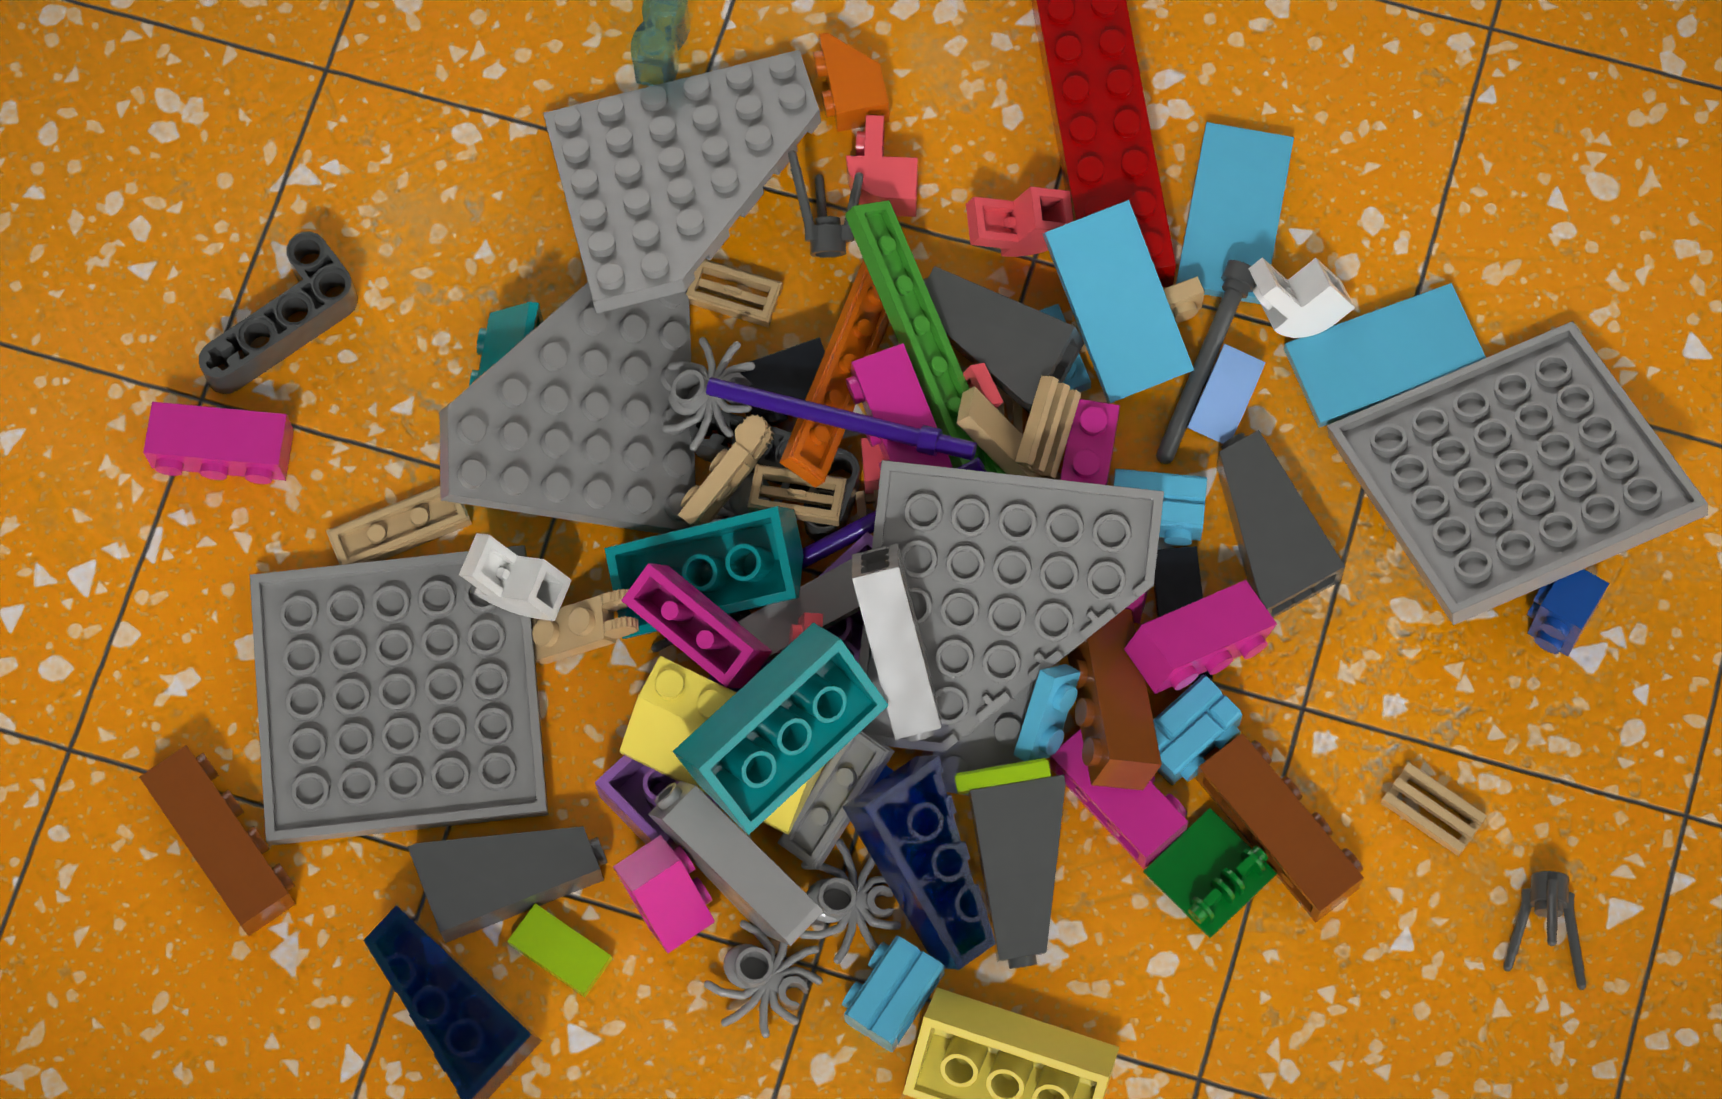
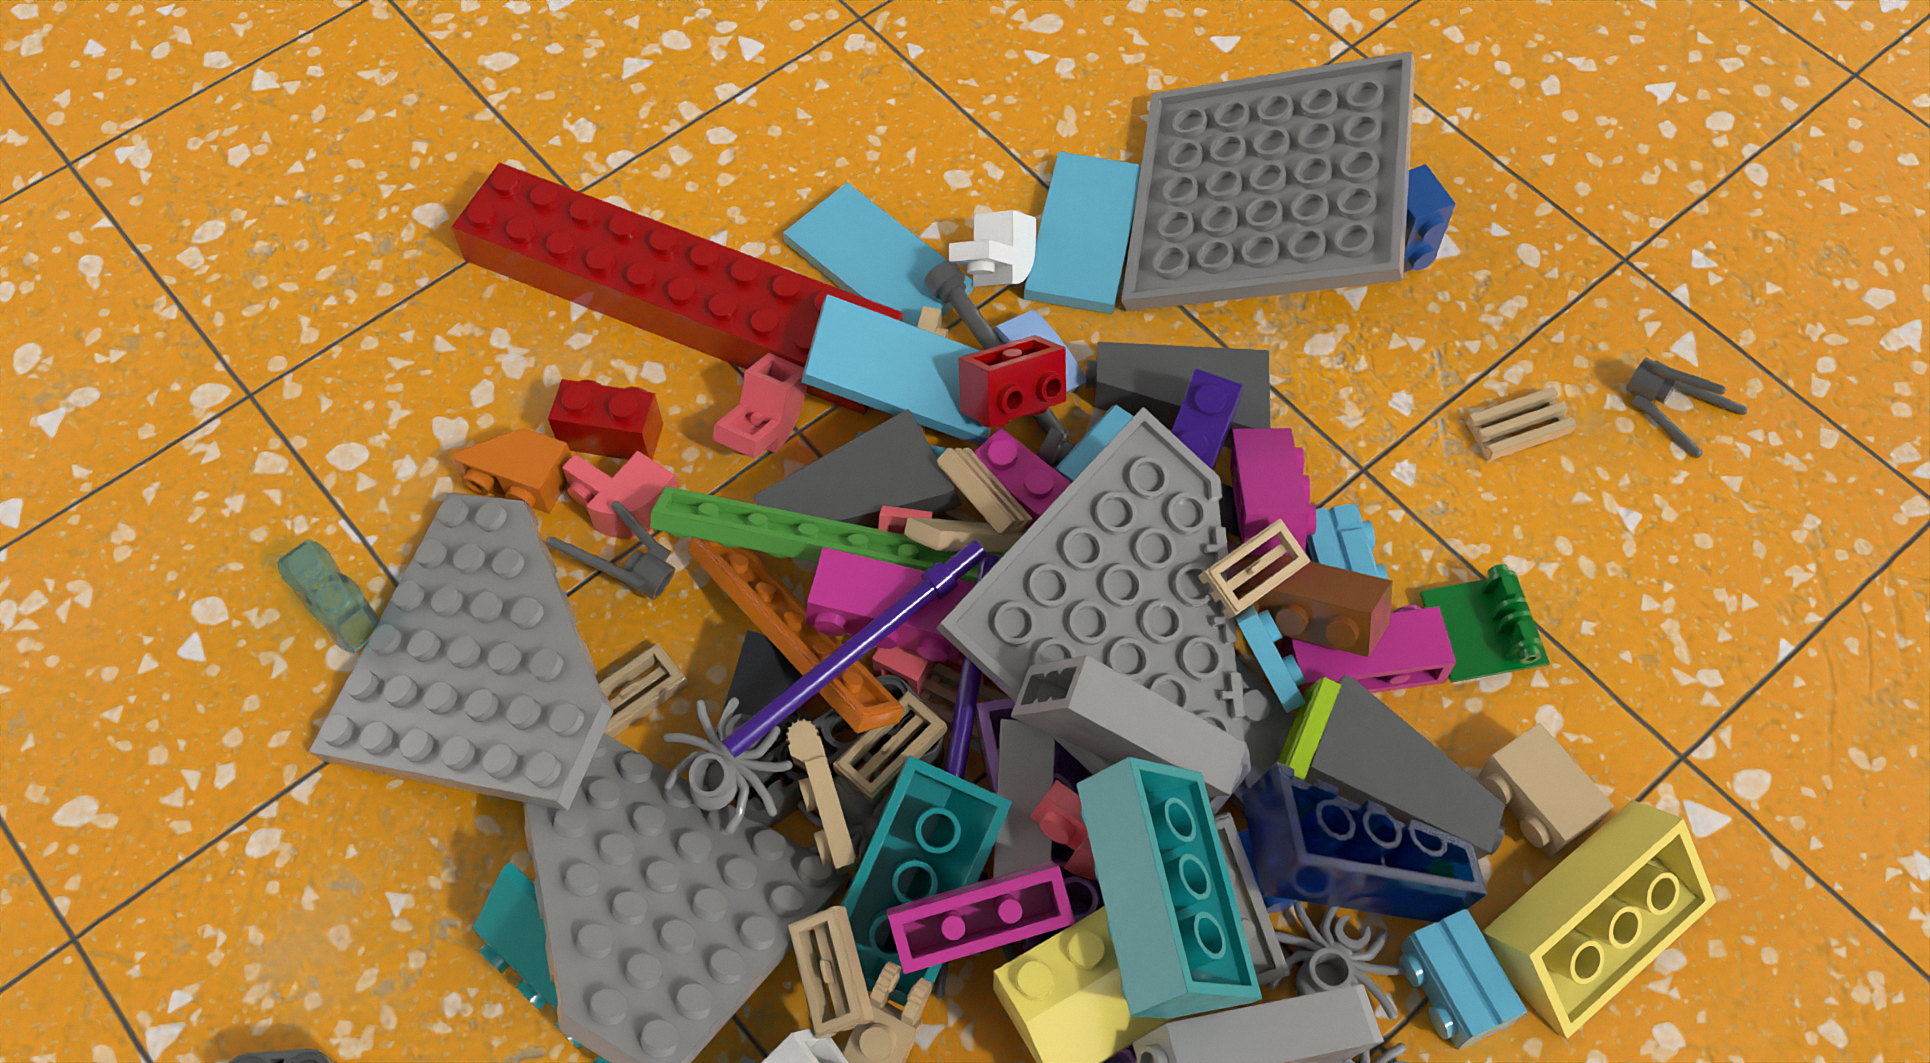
camera: 60 degrees left, 10 degrees down
(607, 554) = (839, 969): none -> tan tile
(934, 115) = (606, 419): none -> red brick
(1059, 643) = (1223, 589): none -> tan tile
(1087, 981) = (1545, 790): none -> tan brick
(1142, 458) = (1055, 447): none -> dark grey plate
(1162, 386) = (1012, 380): none -> red brick
(1222, 553) = (1207, 415): none -> dark purple brick
(1275, 820) = (1465, 542): dark orange brick -> none

